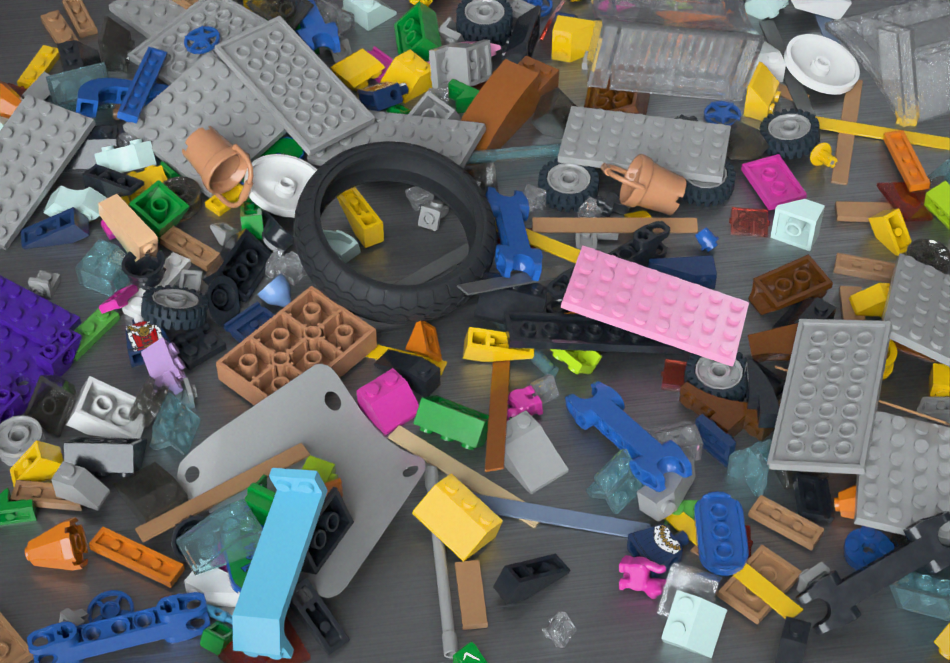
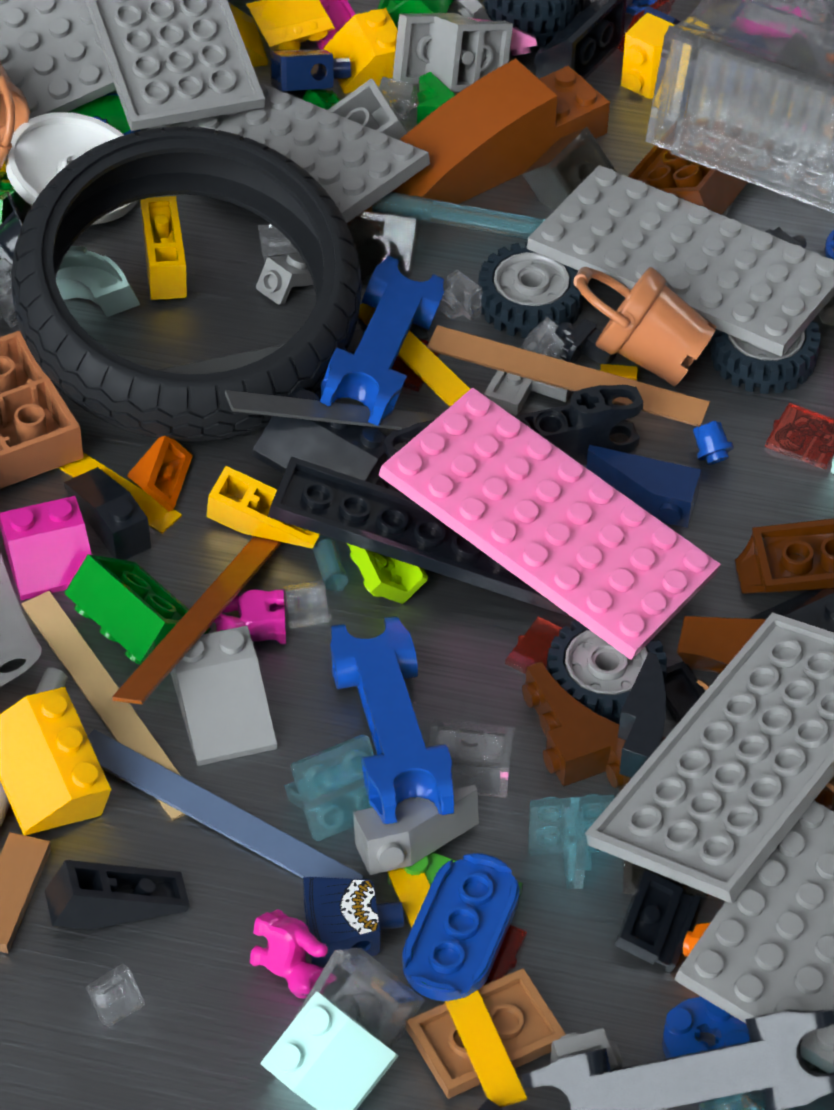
camera: 20 degrees right, 0 degrees up
(715, 440) = (534, 764): dark blue plate -> none
(786, 522) = (588, 946): medium nougat plate -> none

